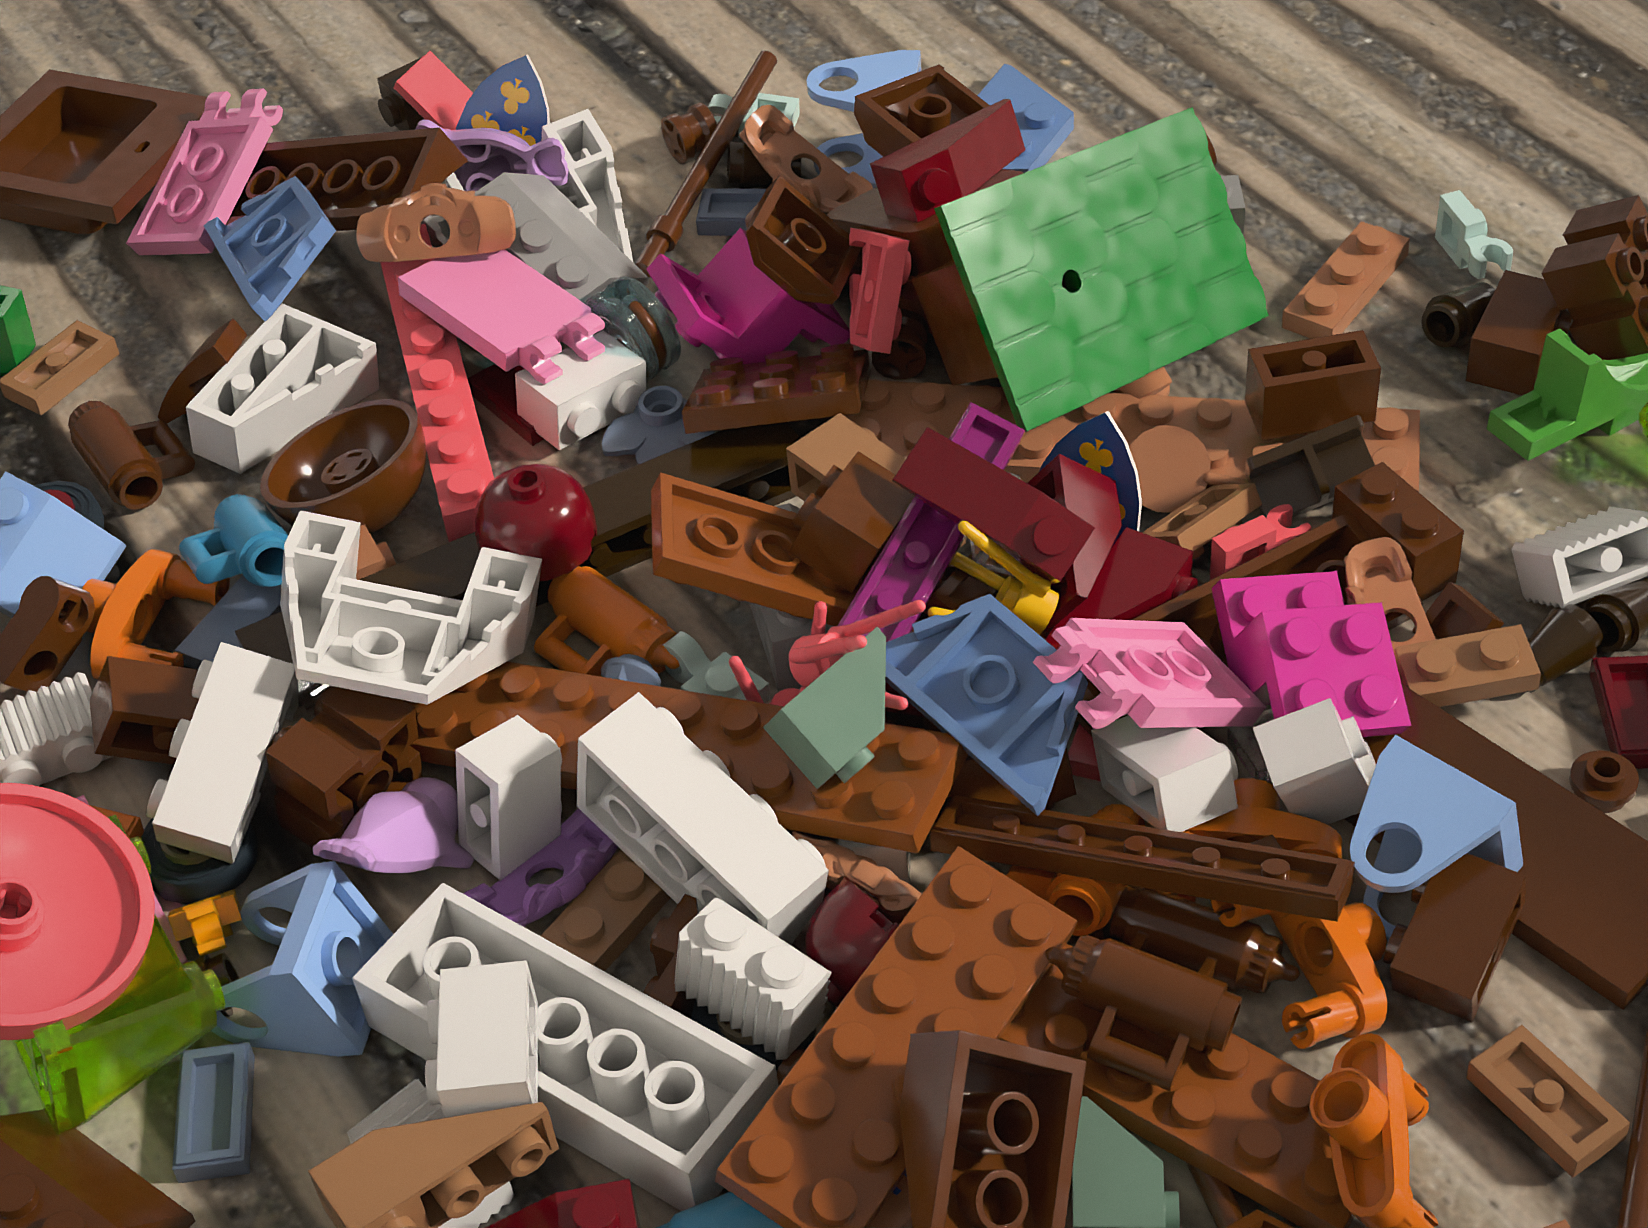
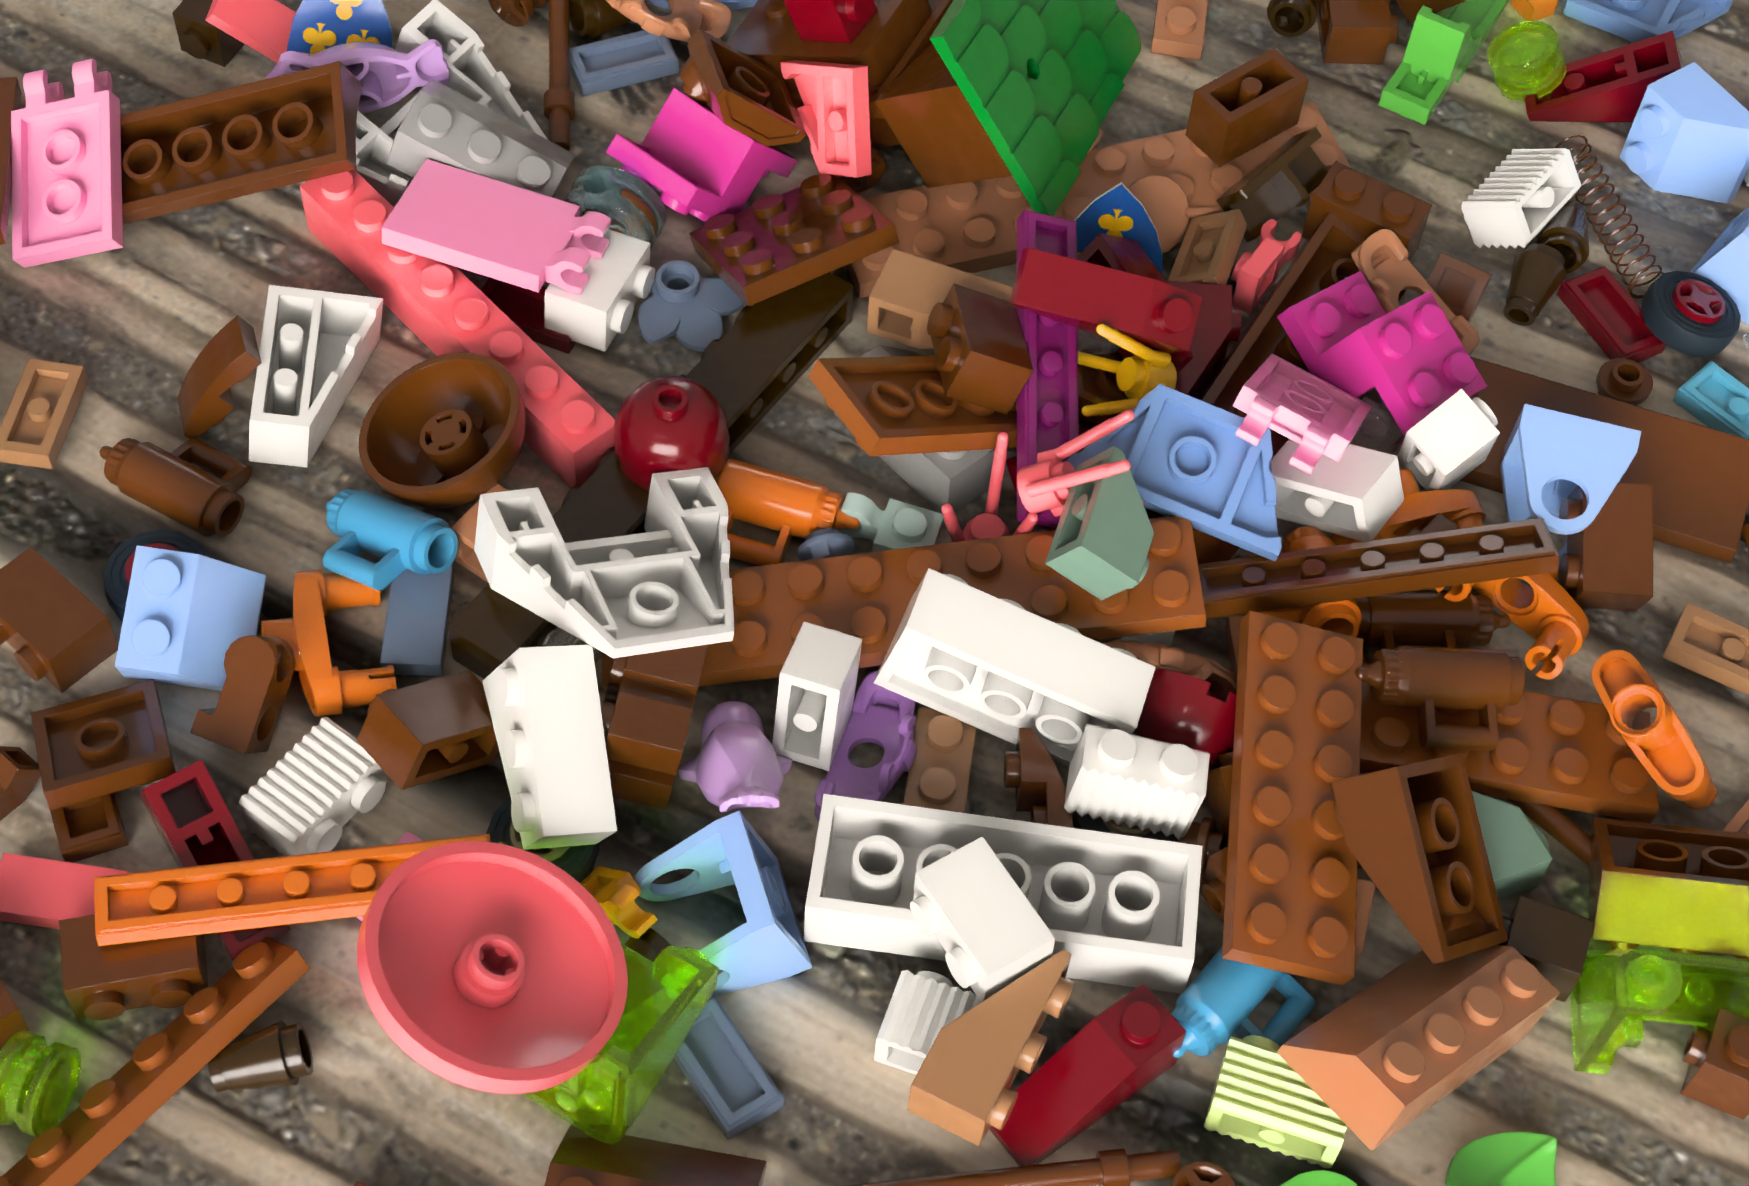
camera: 35 degrees left, 10 degrees up
(272, 243) = (216, 223): medium blue wing -> none
(474, 222) = (352, 178): nougat piece -> none
(1469, 666) = (1497, 317): medium nougat plate -> none

